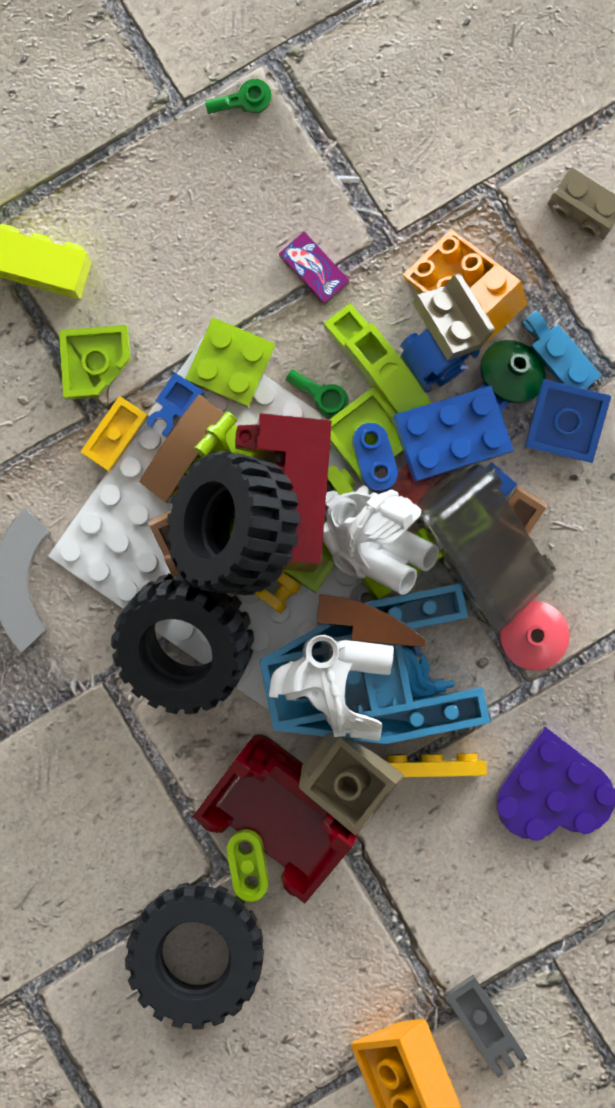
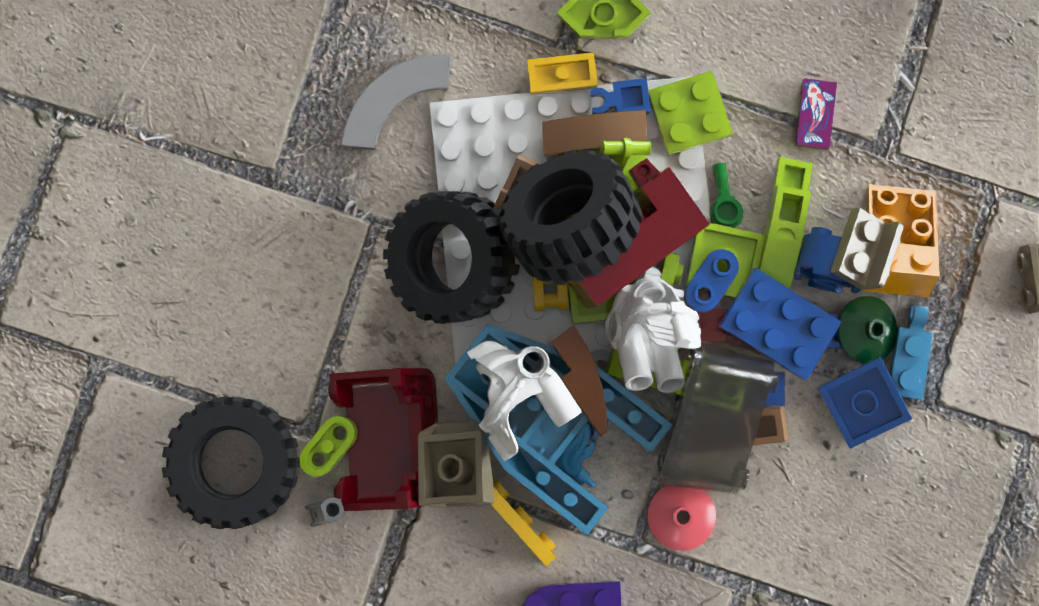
camera: 45 degrees right, 0 degrees up
(297, 912) = (325, 511): none -> dark grey bar

